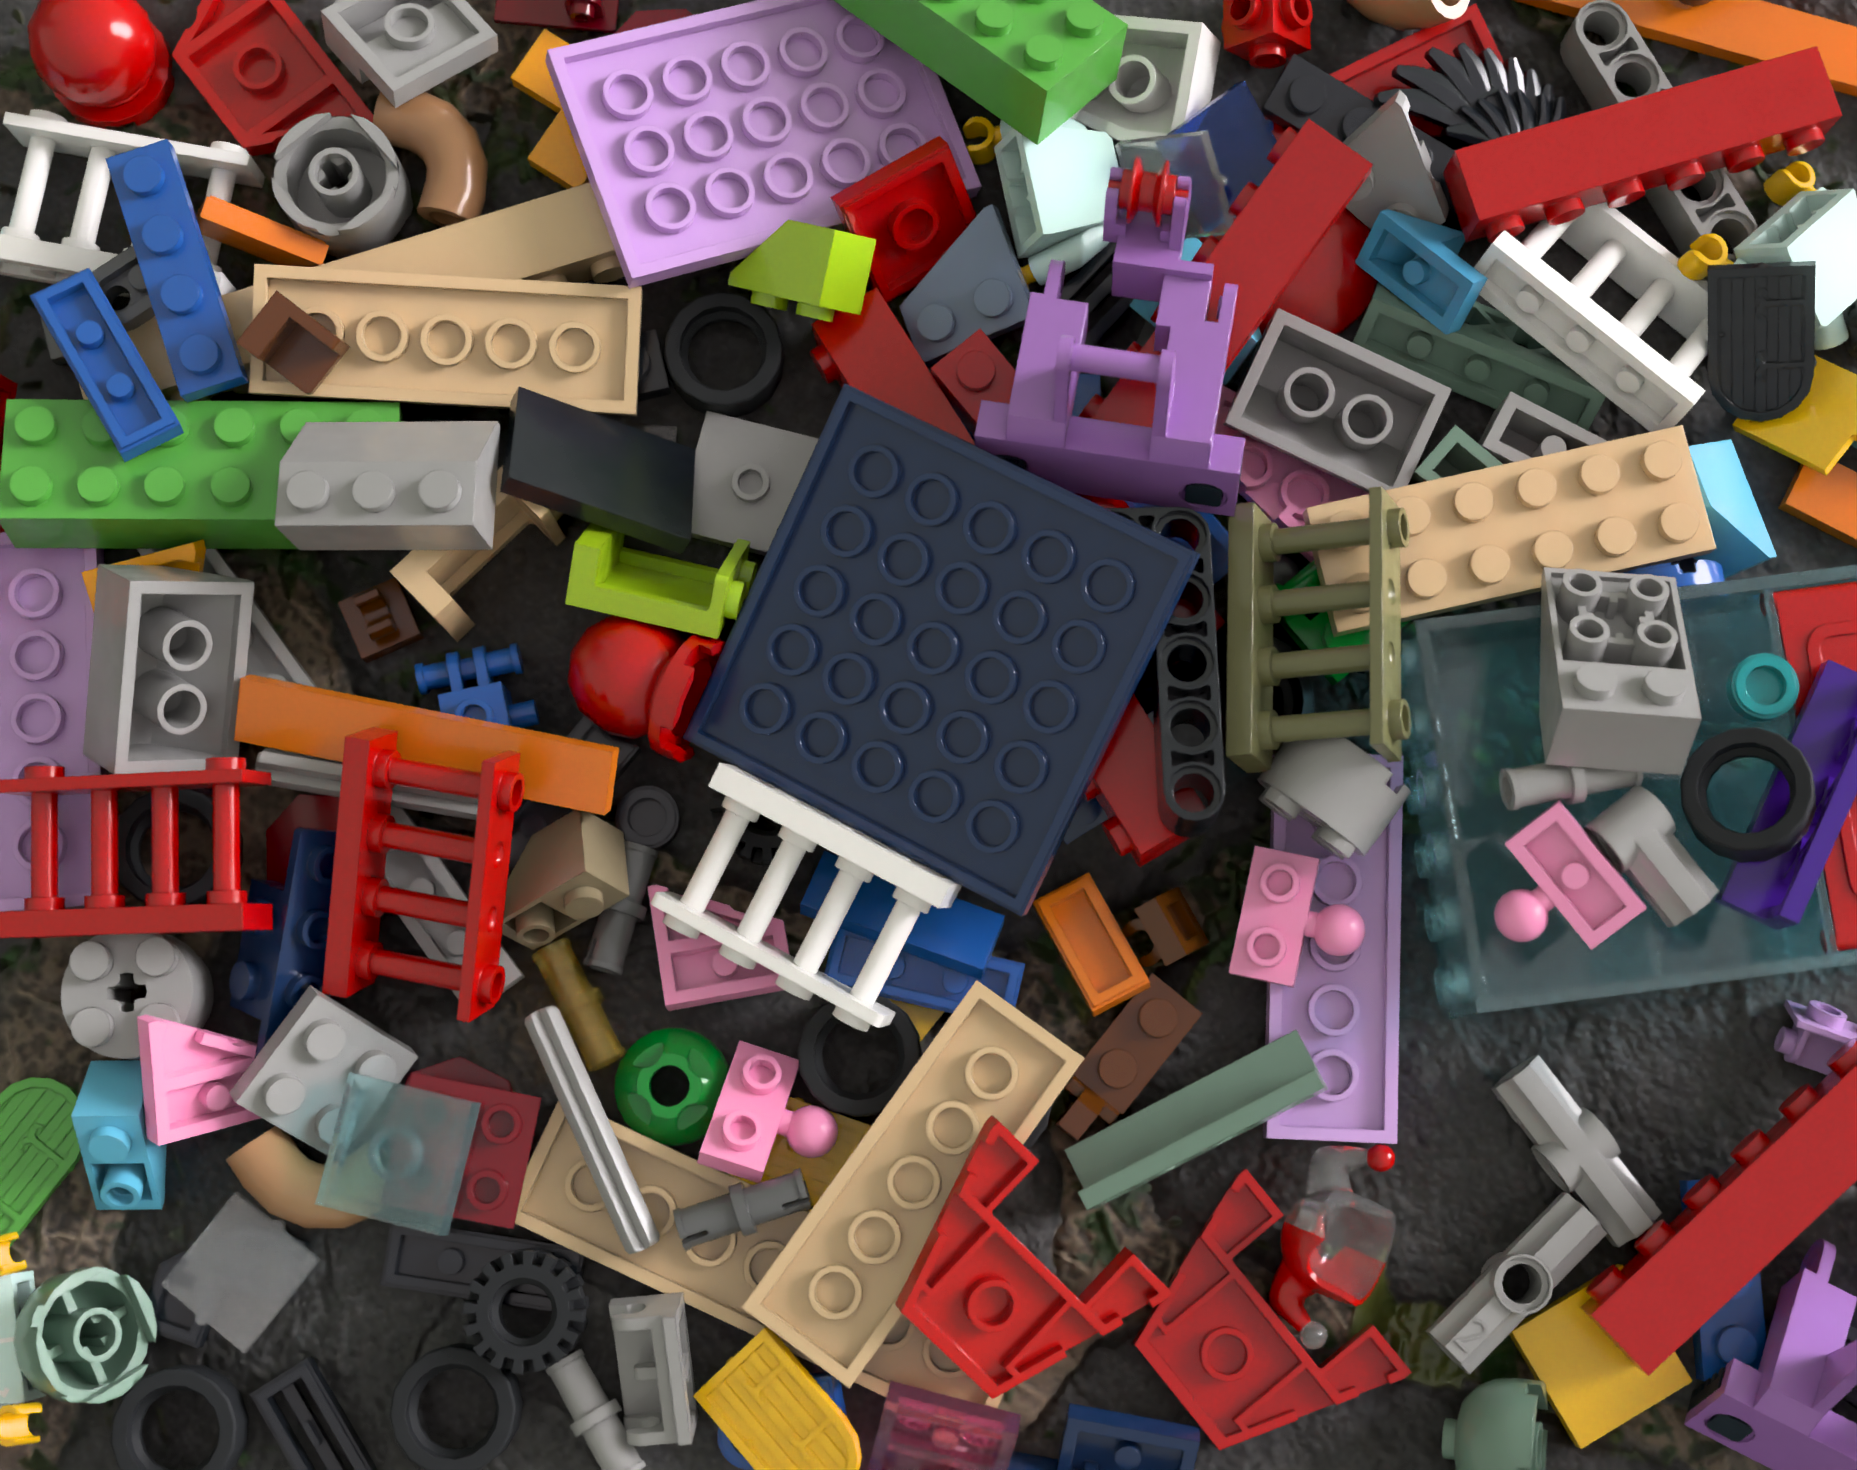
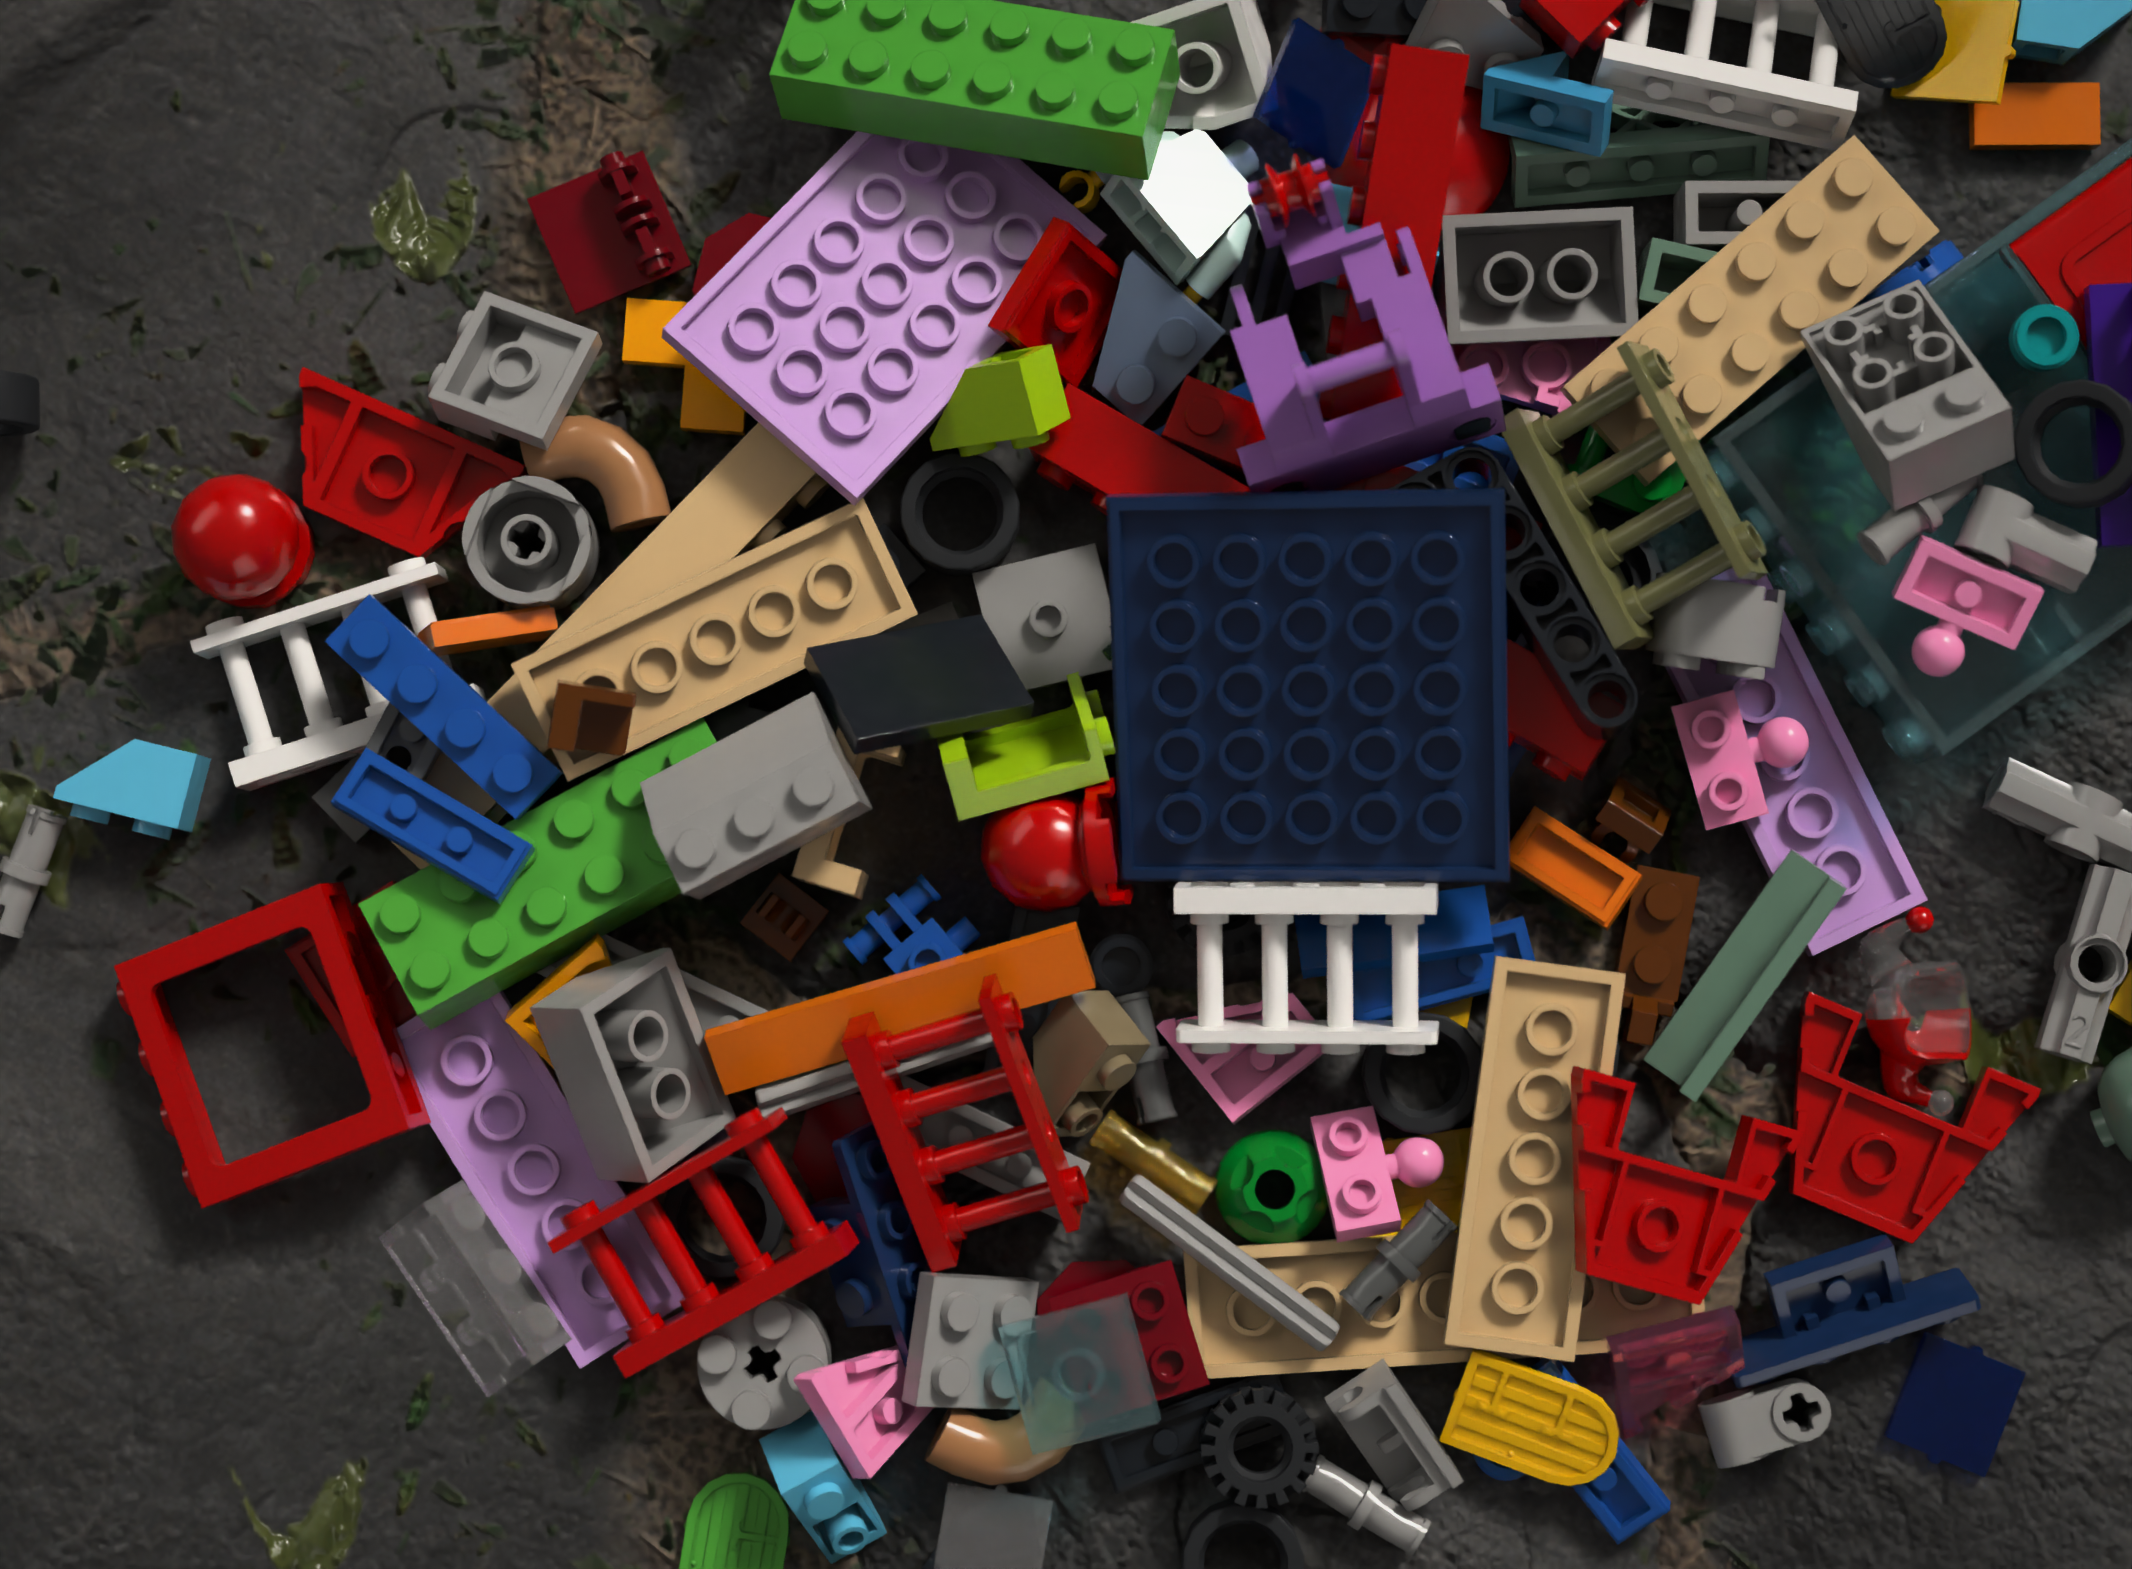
camera: 25 degrees left, 5 degrees up
(1192, 157) = (1287, 129): clear piece -> none
(1731, 509) = (1929, 180): slope -> none

